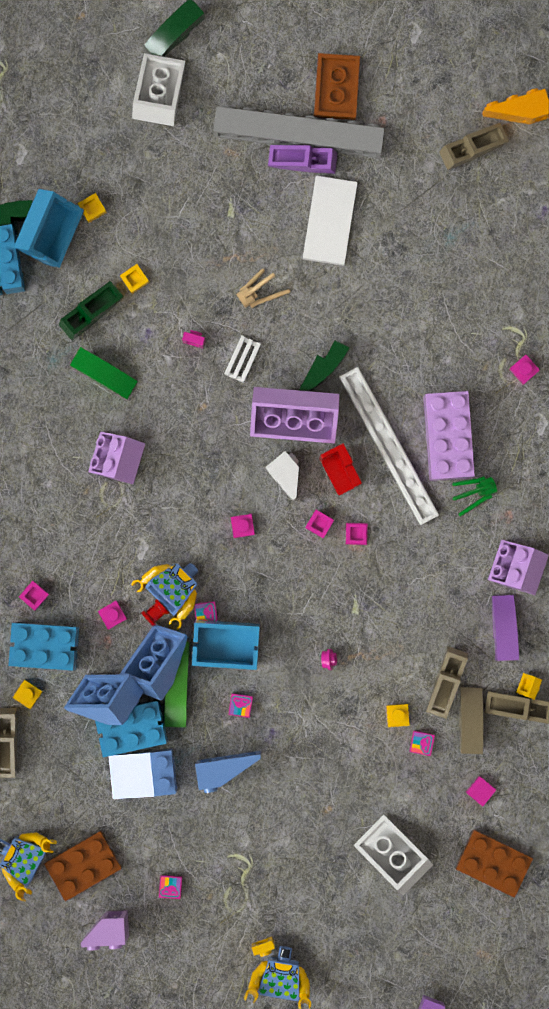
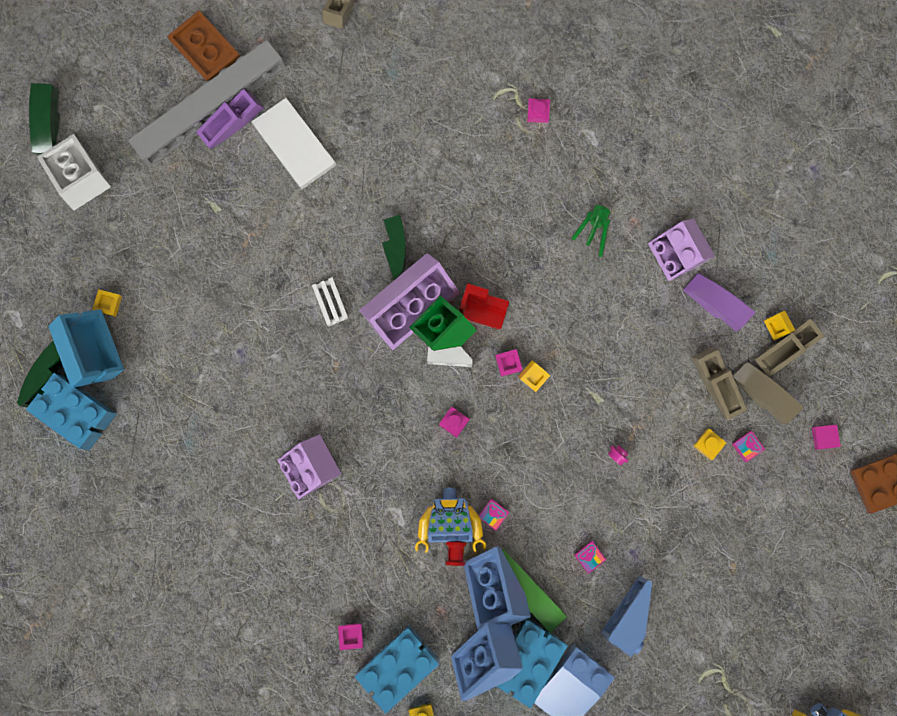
camera: 45 degrees left, 5 degrees down
(90, 310) = (180, 379): dark green slope -> none
(103, 373) = (235, 414): green slope -> none
(112, 615) = (425, 588): dark pink plate -> none
(134, 278) = (191, 323): yellow tile -> none
(194, 338) = (279, 322): dark pink plate -> none
(225, 644) = (534, 522): dark azure piece -> none
(247, 294) = (286, 252): tan plant -> none
(297, 454) = (442, 326): none -> green slope
(327, 550) = (534, 376): none -> yellow plate
(356, 534) = (542, 343): dark pink tile -> none
(389, 446) = (500, 257): white tile -> none
(393, 855) = (817, 551): white slope -> none
(448, 436) = (535, 206): lavender brick -> none

